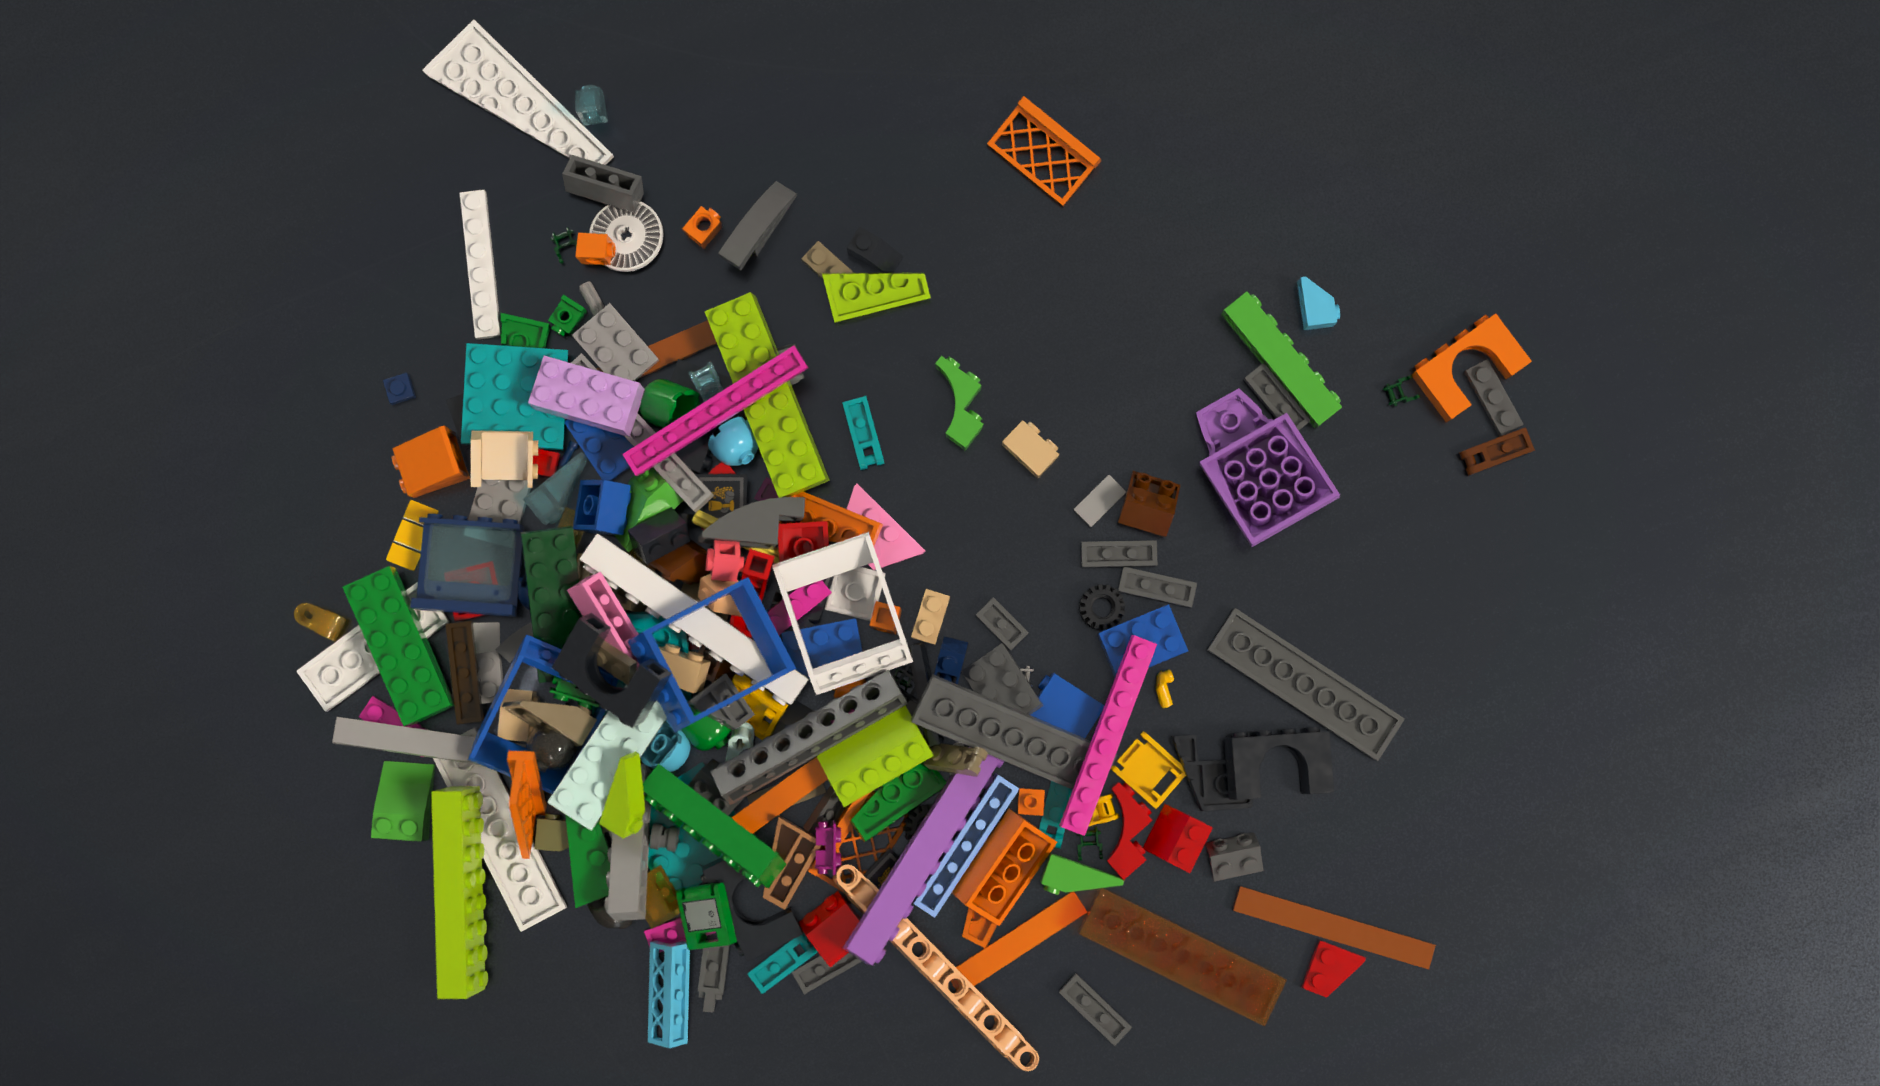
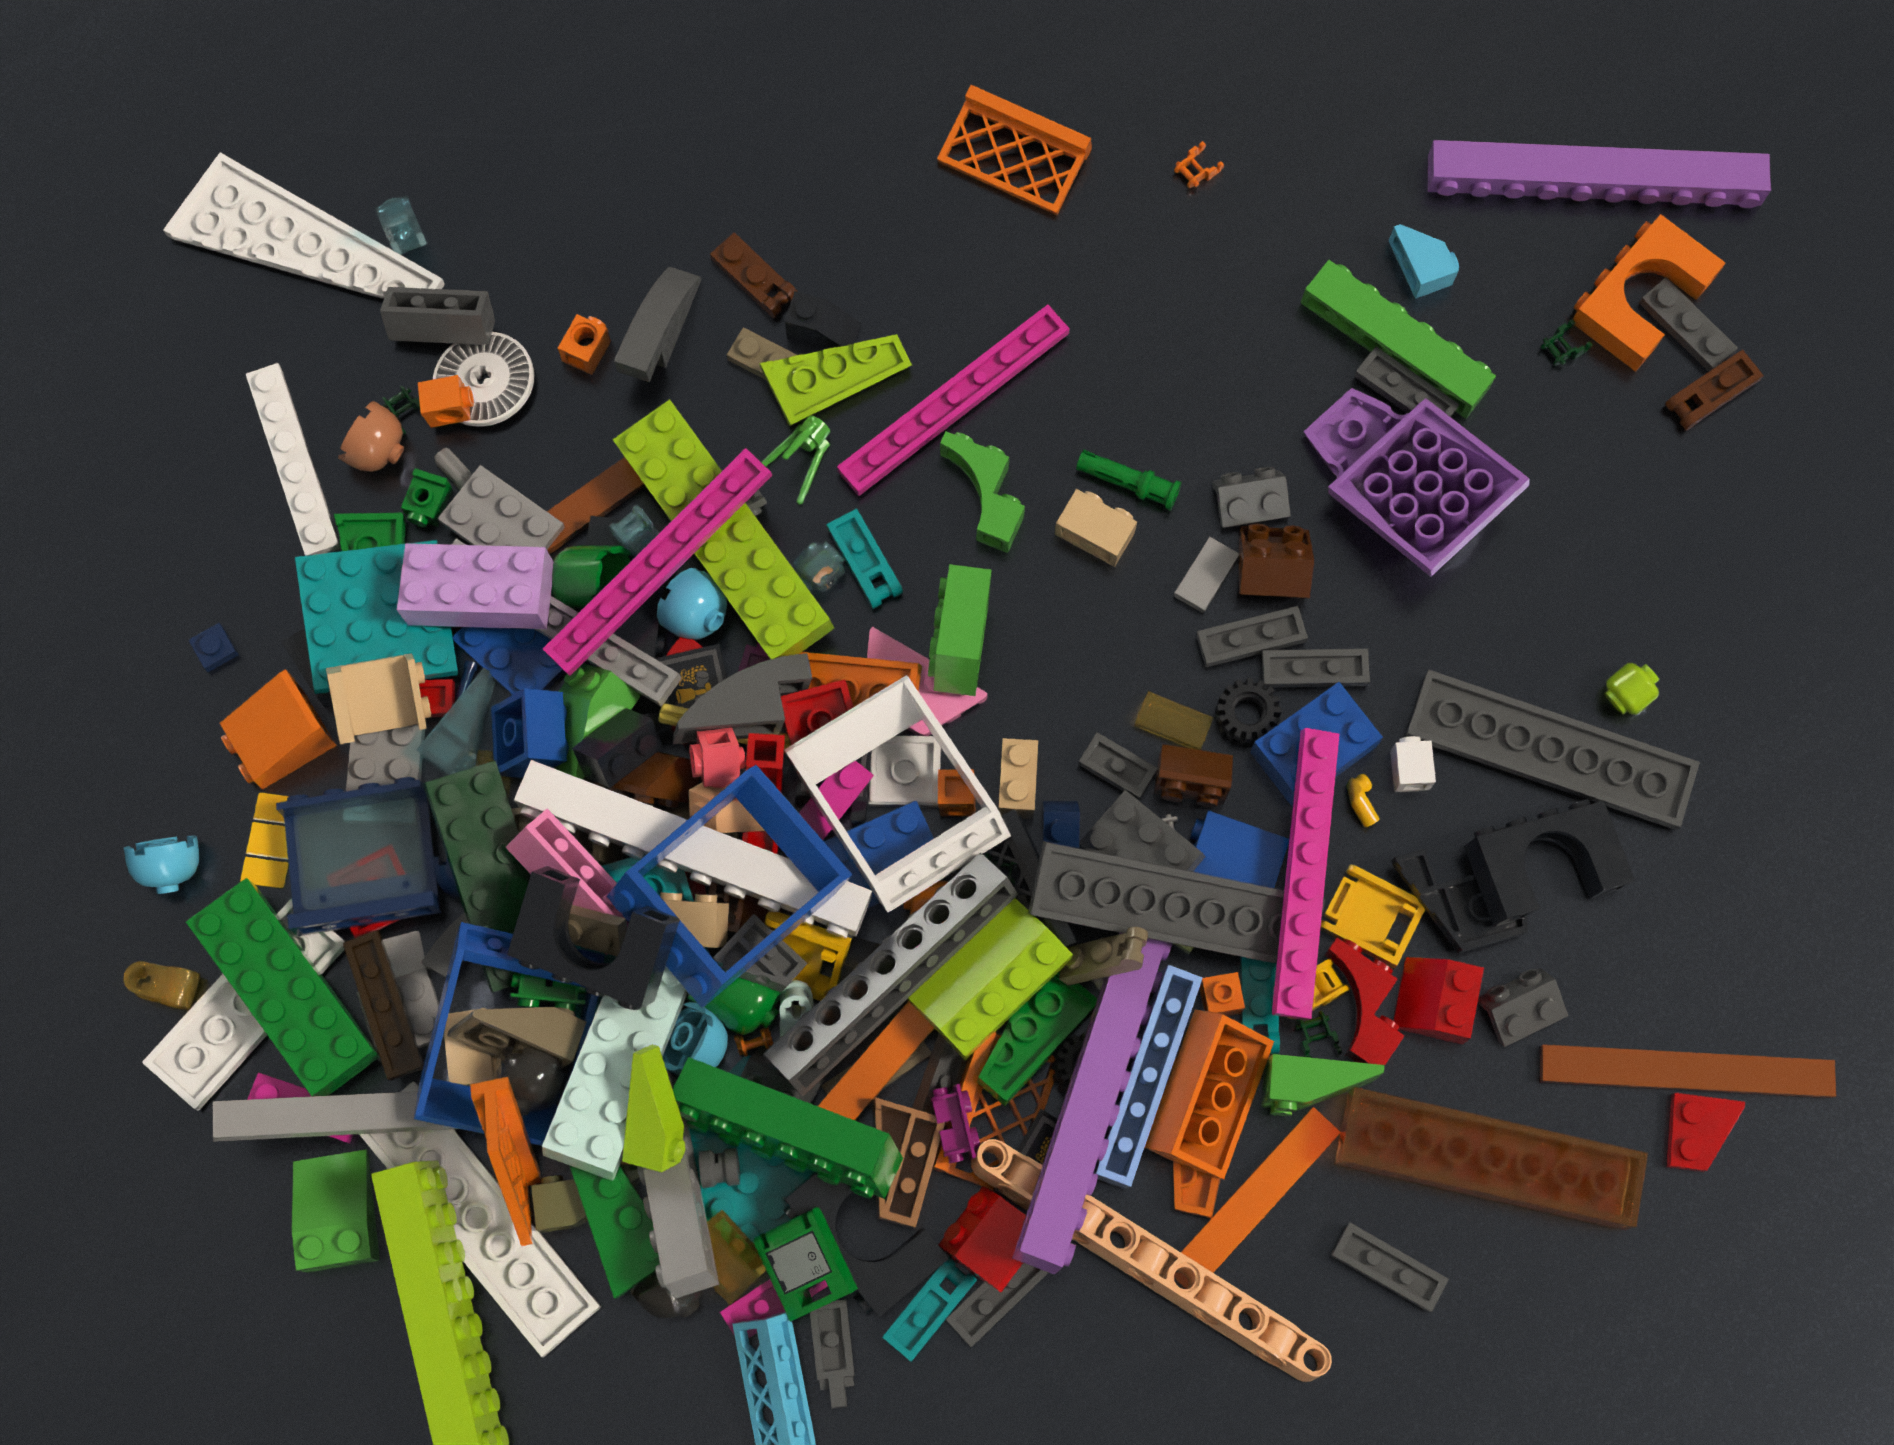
camera: 15 degrees left, 10 degrees down
(335, 535) = (163, 862): none -> medium azure cylinder
(539, 266) = (373, 440): none -> nougat cylinder
(716, 756) = (764, 1039): none -> orange piece
(830, 432) = (819, 566): none -> clear light blue head
(834, 201) = (753, 274): none -> reddish brown plate
(846, 333) = (809, 436): none -> bright green plant
(915, 505) = (959, 630): none -> bright green brick
(954, 330) = (953, 400): none -> dark pink plate
(1049, 600) = (1173, 721): none -> clear yellow tile
(1051, 643) = (1193, 775): none -> reddish brown slope
(1073, 425) = (1143, 483): none -> green pin
(1146, 452) = (1252, 497): none -> dark grey bracket
(1161, 191) = (1207, 173): none -> orange piece
(1205, 672) = (1412, 765): none -> white brick
(1373, 655) = (1632, 688): none -> lime head
(1462, 269) = (1598, 173): none -> medium lavender brick

